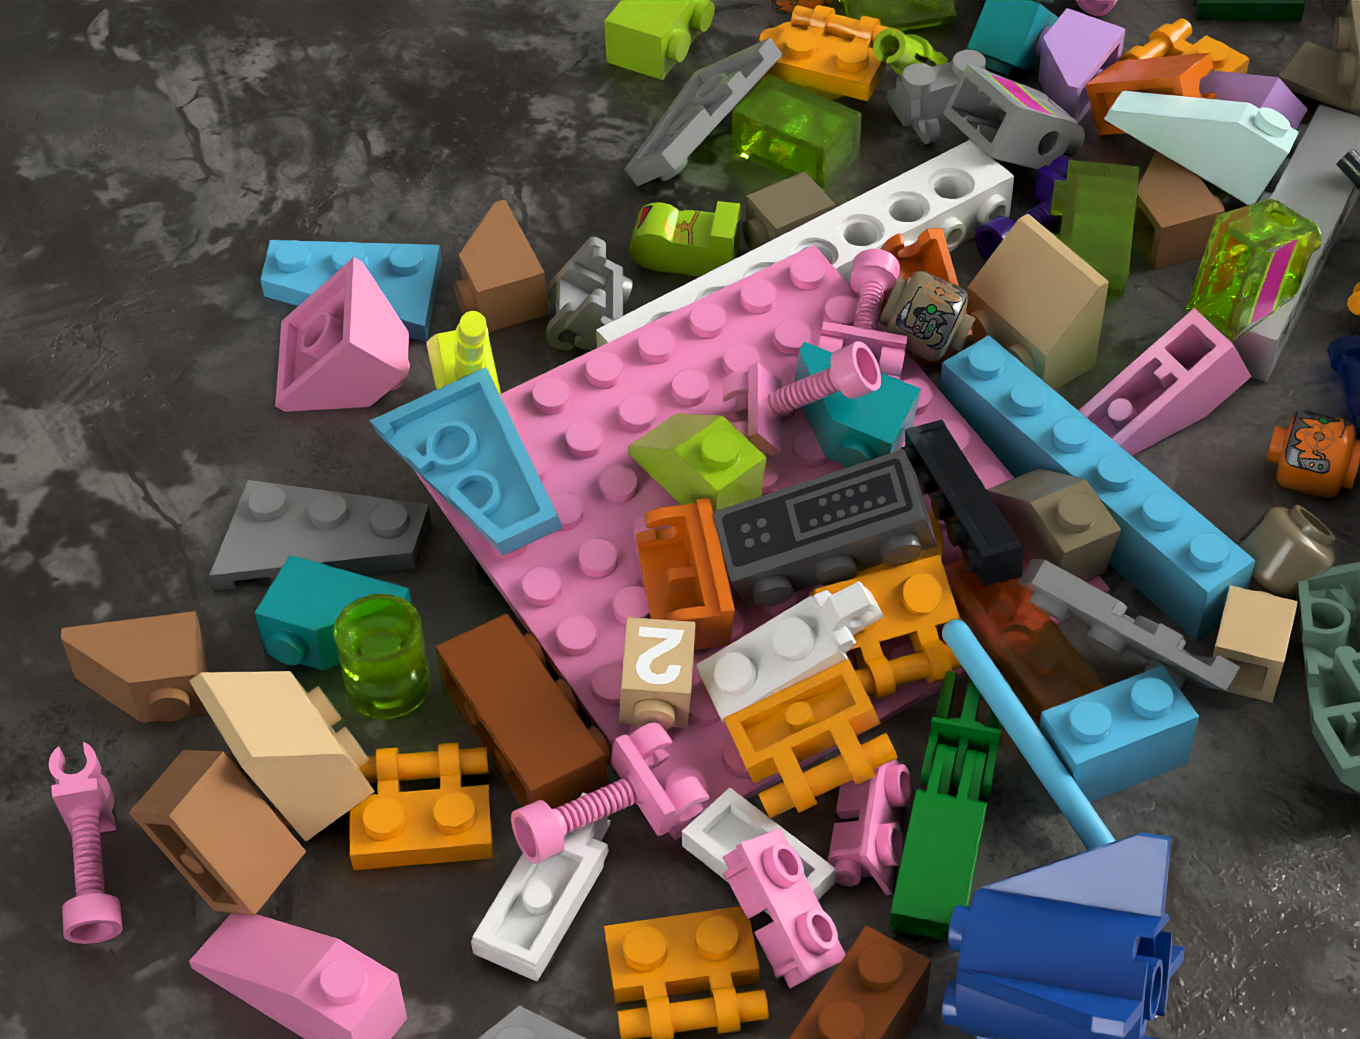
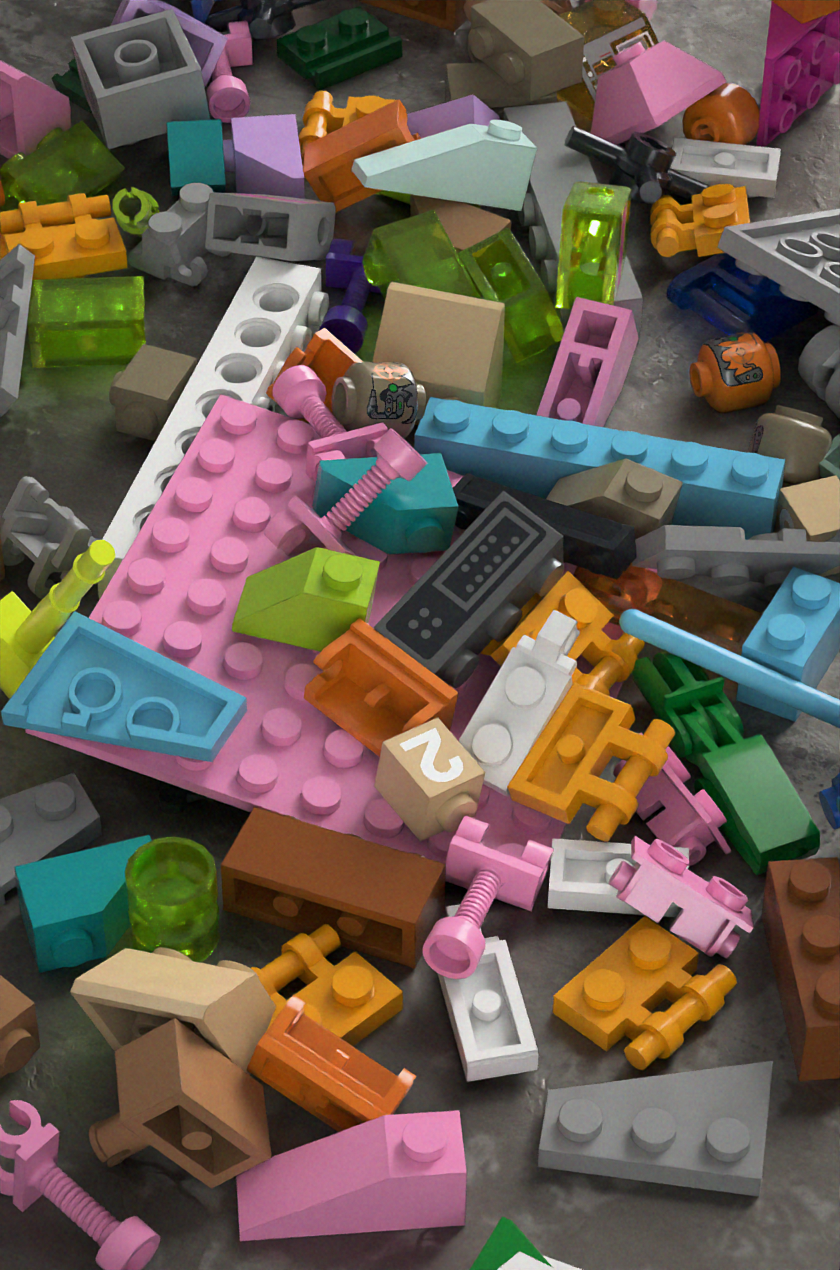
camera: 40 degrees left, 5 degrees down
(358, 872) = (325, 1071): none -> orange hinge
(687, 239) = (83, 450): lime leg -> none
(1159, 275) = (506, 276): none -> clear neon green brick

